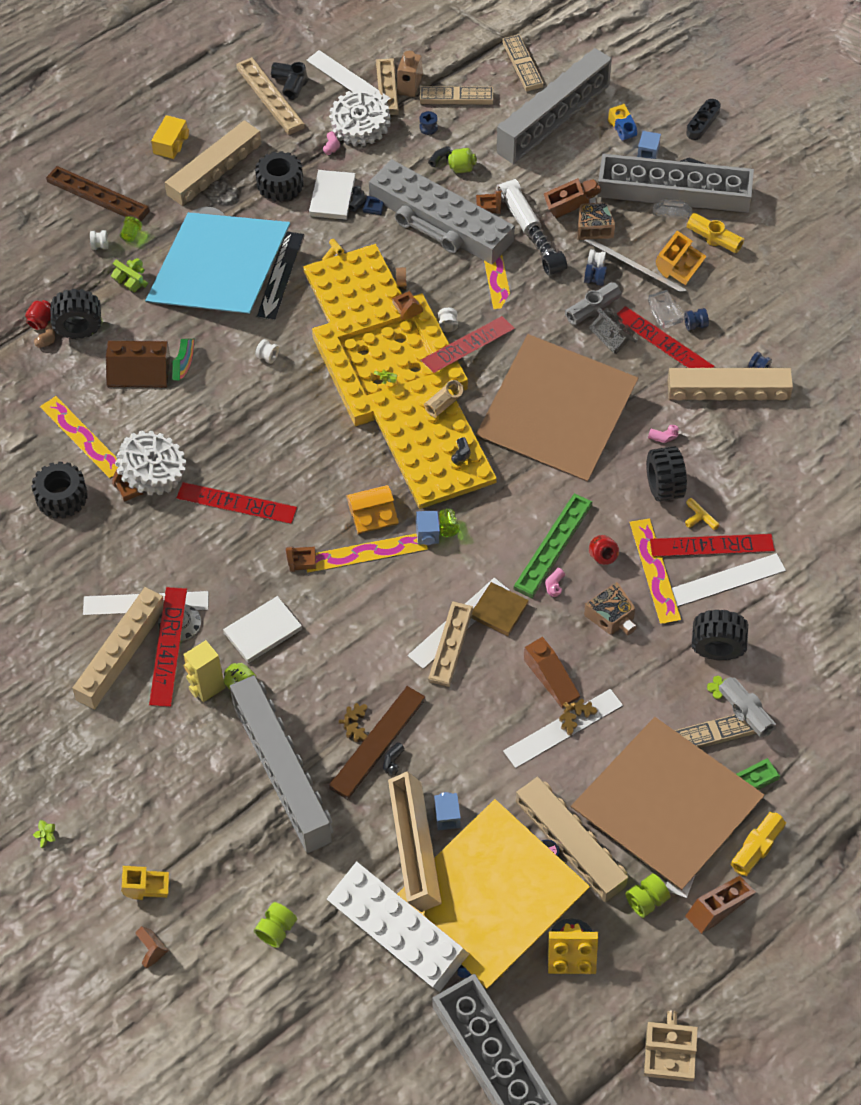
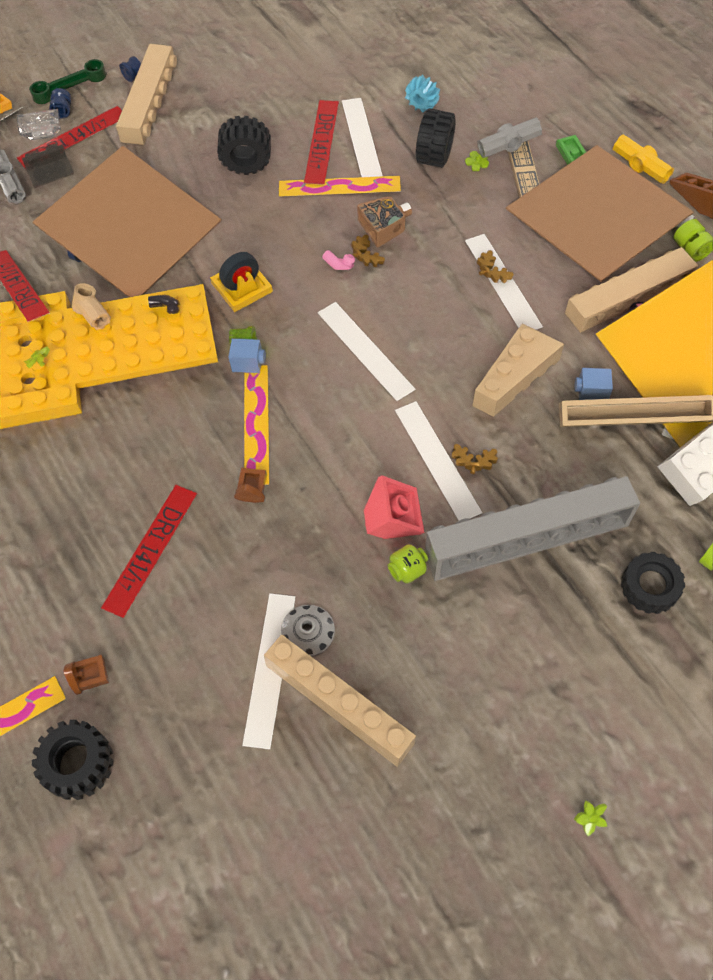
camera: 80 degrees left, 5 degrees up
(140, 883) = (670, 697): yellow brick -> none
(150, 462) = (70, 634): white piece -> none
(168, 647) = (345, 642): red sticker -> none
(203, 671) = (405, 591): light yellow brick -> none
(261, 882) = (664, 566): none -> black tyre
(262, 629) = (338, 537): white tile -> none
(290, 663) = (393, 510): none -> coral slope
(350, 695) = (438, 461): none -> white sticker
(372, 509) = (204, 404): light orange brick -> none
(377, 742) = (503, 440): reddish brown tile -> none
(390, 756) = (532, 431): black arm -> none
(450, 644) = (395, 356): tan tile -> none
(452, 741) = (519, 364): none -> tan wedge
(499, 608) = (359, 311): pearl gold tile -> none
(508, 508) = (241, 281): none -> plate
(550, 671) = (441, 278): dark orange slope -> none
(553, 546) = (293, 257): bright green tile -> none
(565, 605) = (360, 246): none -> pearl gold animal
(603, 549) = (314, 212): red head -> none
(666, 436) = (189, 151): bright pink arm -> none
(700, 515) = (288, 142): yellow piece -> none
(731, 318) = (88, 73): none -> dark green piece
(791, 619) = (422, 93): none -> medium azure gear

